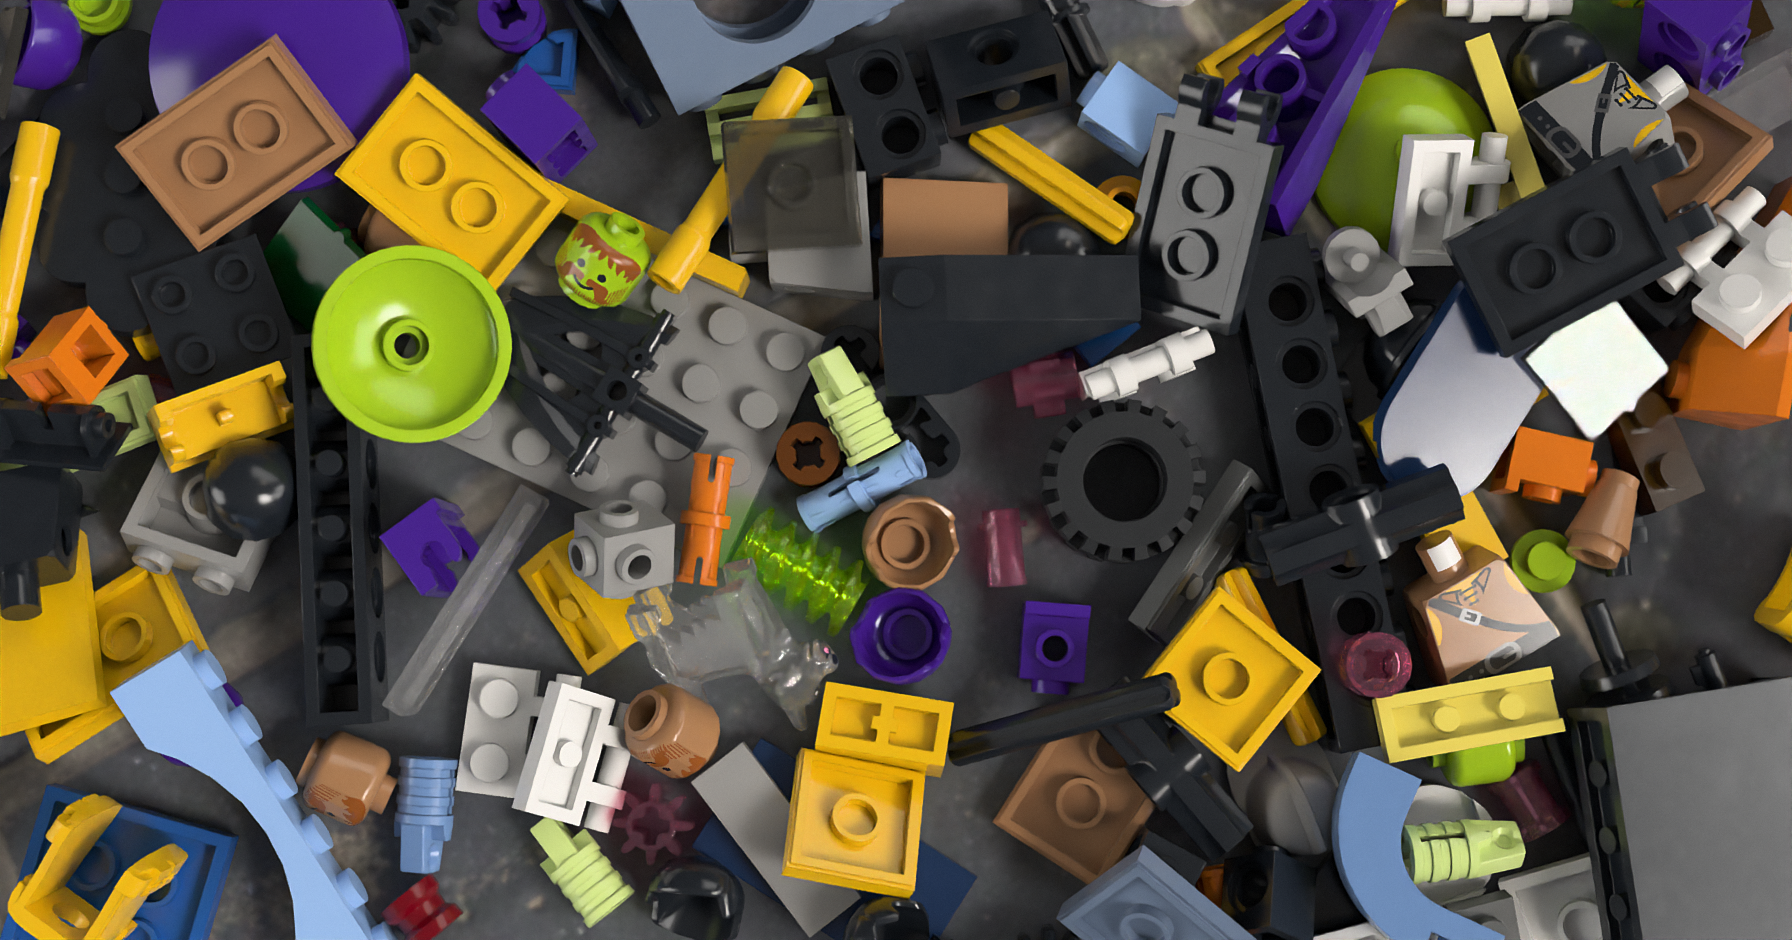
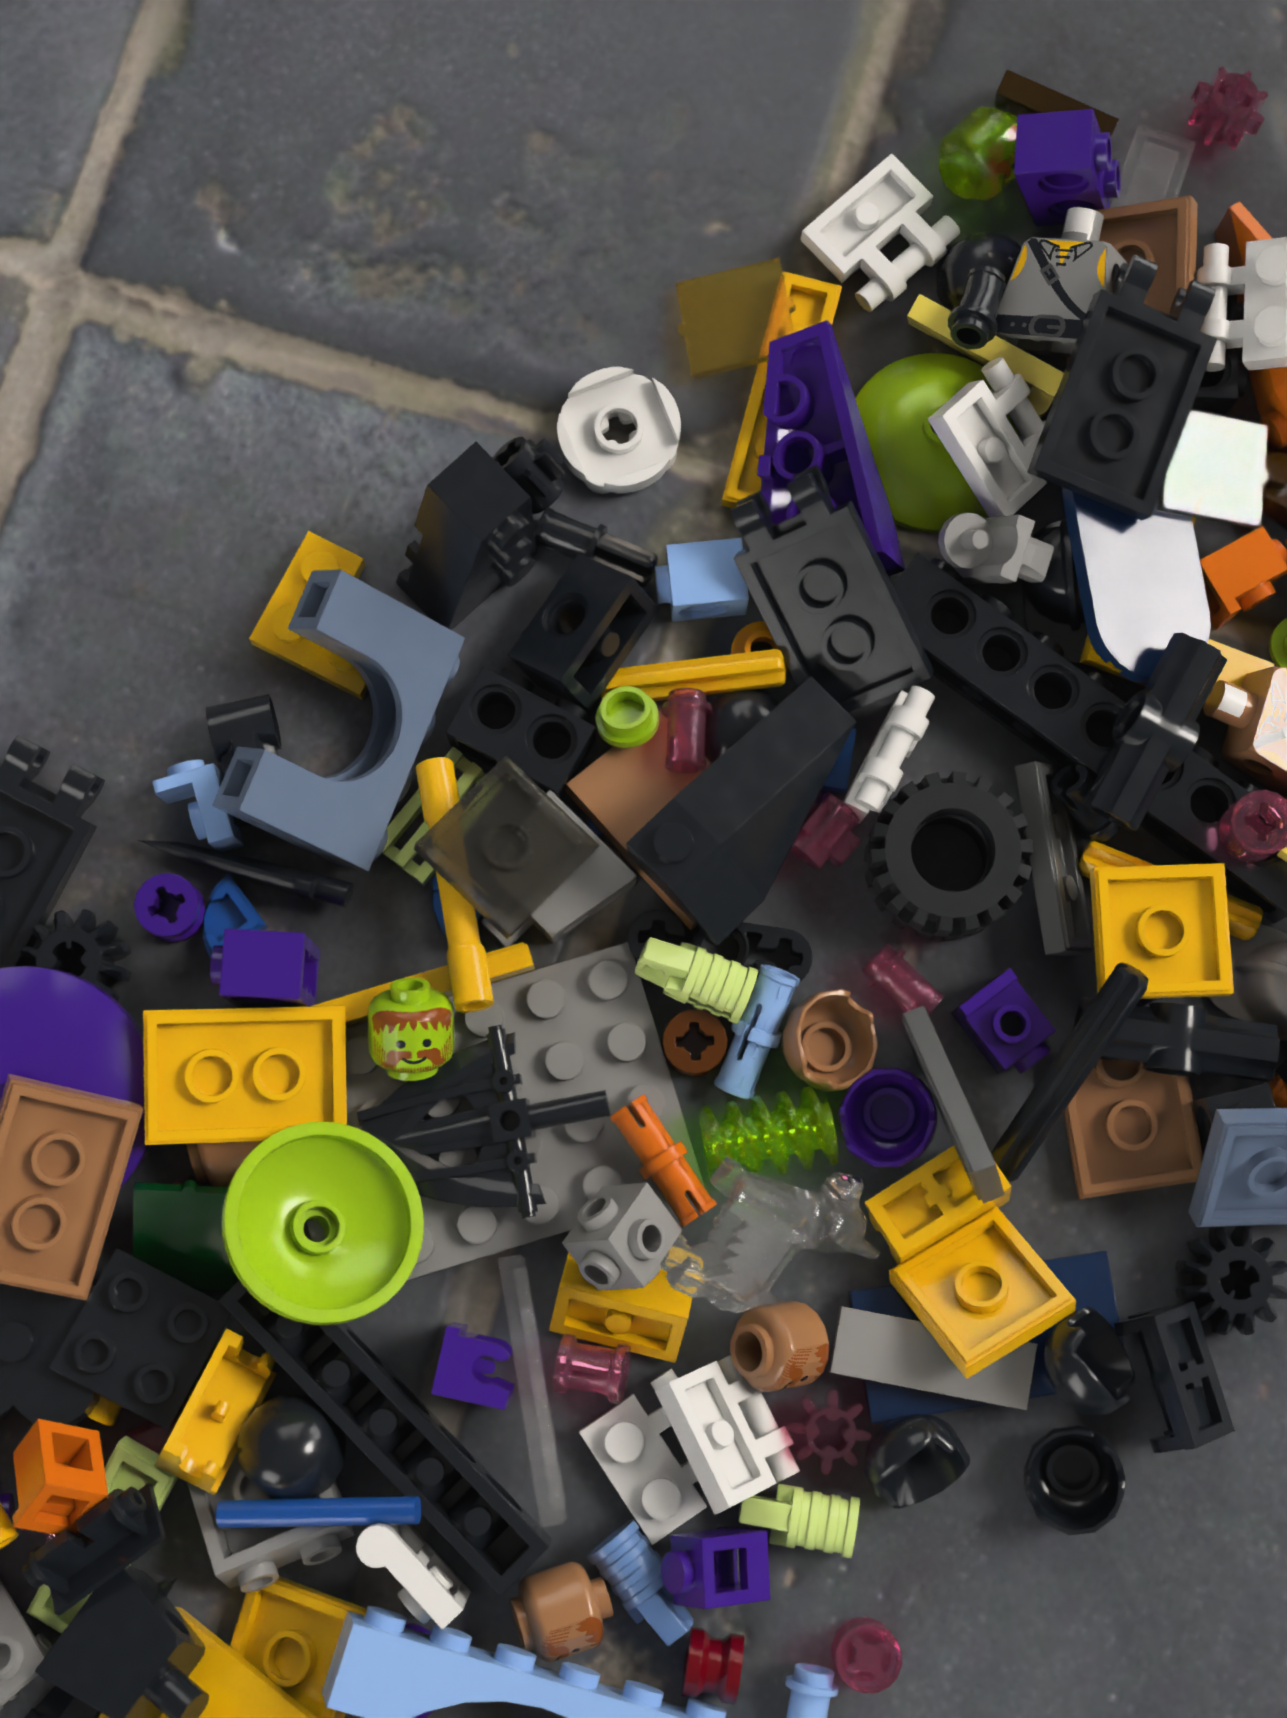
camera: 45 degrees left, 5 degrees down
(230, 551) = (318, 1512): none -> blue bar
(268, 661) = (427, 1581): none -> white plate
(483, 847) = (704, 1568): none -> dark purple brick
(522, 625) = (592, 1368): none -> clear pink bush
(953, 668) = (952, 1105): none -> dark grey tile
(973, 167) = (627, 717): none -> lime plate
(1009, 215) = (686, 730): none -> clear pink pin
(1511, 88) = (974, 319): none -> black pin

